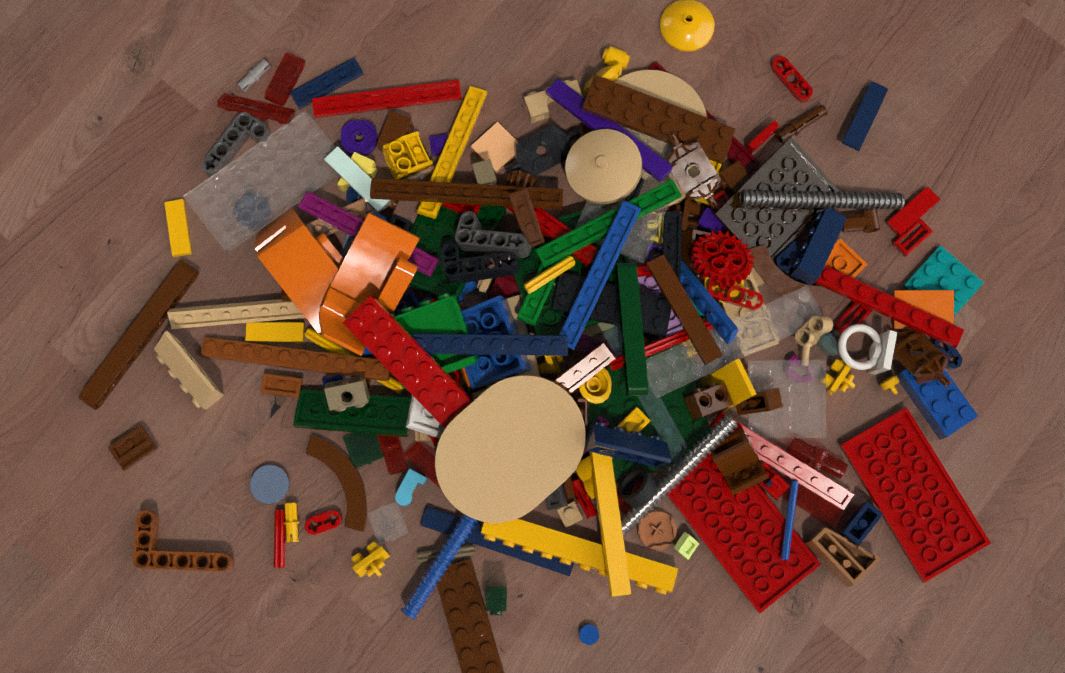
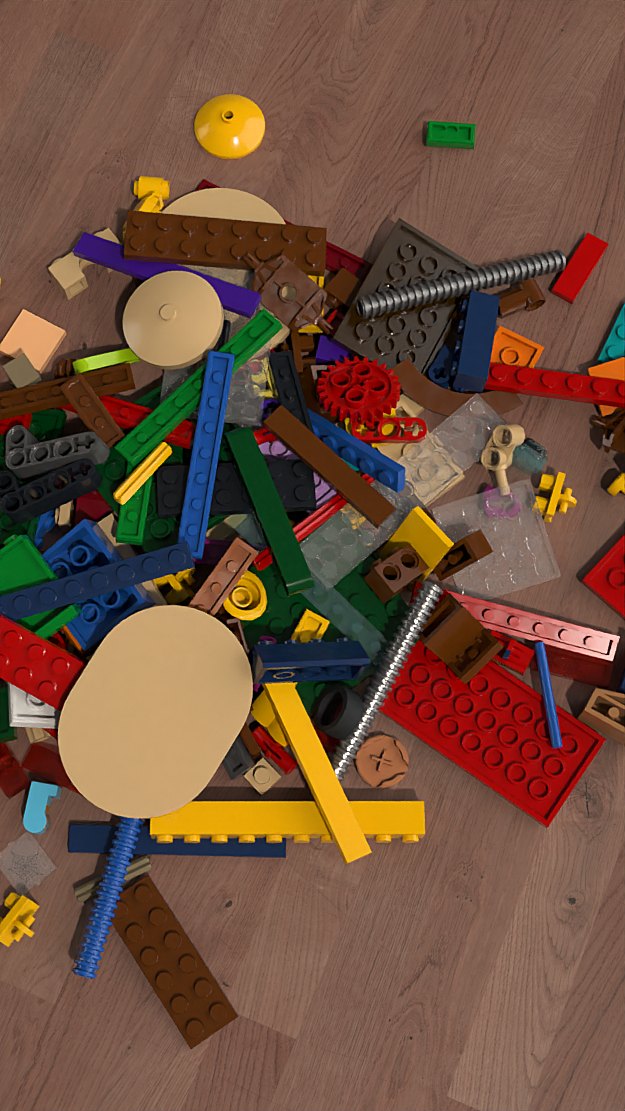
camera: 15 degrees left, 5 degrees down
(496, 599) = (196, 917): clear green brick -> none
(544, 181) = (105, 360): none -> lime beam
(556, 145) = (102, 311): black plate -> none
(589, 634) = (334, 926): blue tile -> none
(686, 545) = (425, 769): yellowish green plate -> none
(762, 137) = (365, 231): red tile -> none
(791, 86) = (376, 143): red beam -> none
(795, 127) = (425, 185): reddish brown pin -> none
(817, 457) = (558, 605): clear red piece -> none
(837, 325) = (538, 437): red tile -> none
(849, 80) = (450, 135): none -> green plate
(864, 116) = (483, 171): dark blue slope -> none
(880, 351) = (594, 448): white tile -> none
(902, 247) = (580, 315): red tile -> none

